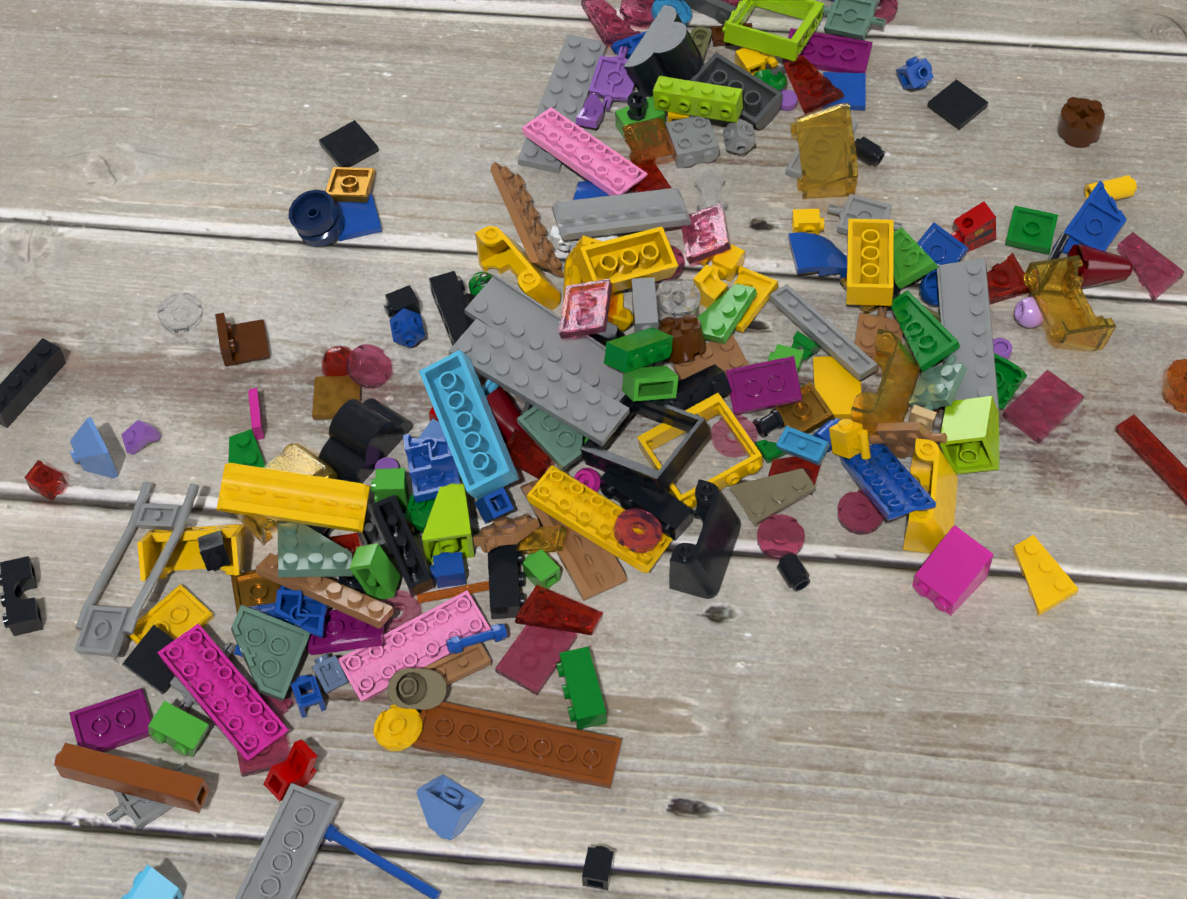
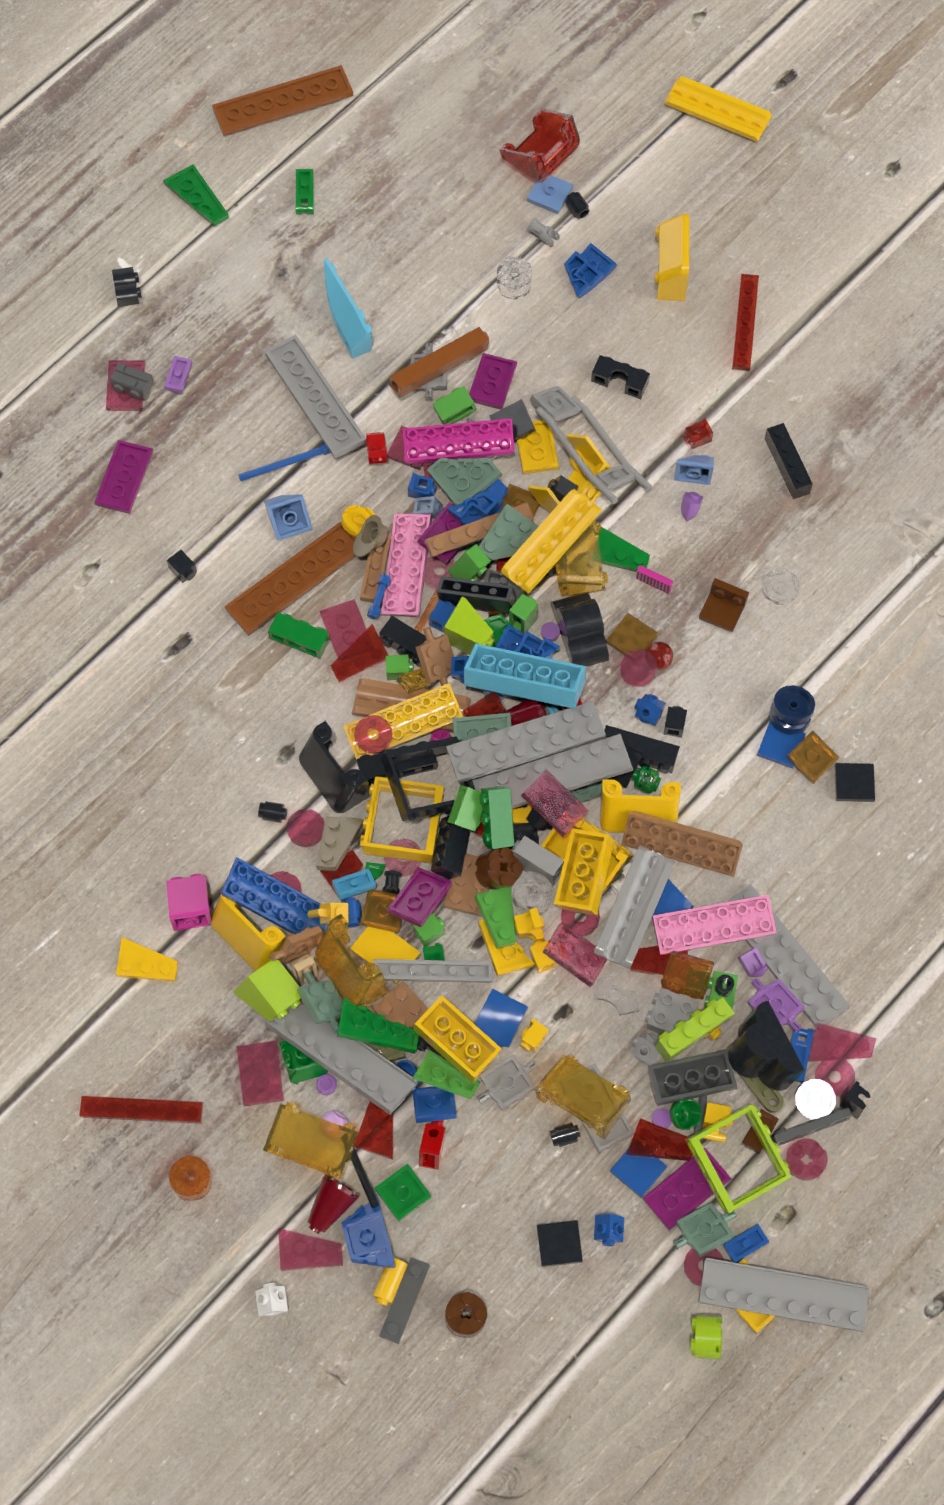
camera: 125 degrees right, 10 degrees up
(1137, 168) = (404, 1301): none -> dark grey plate

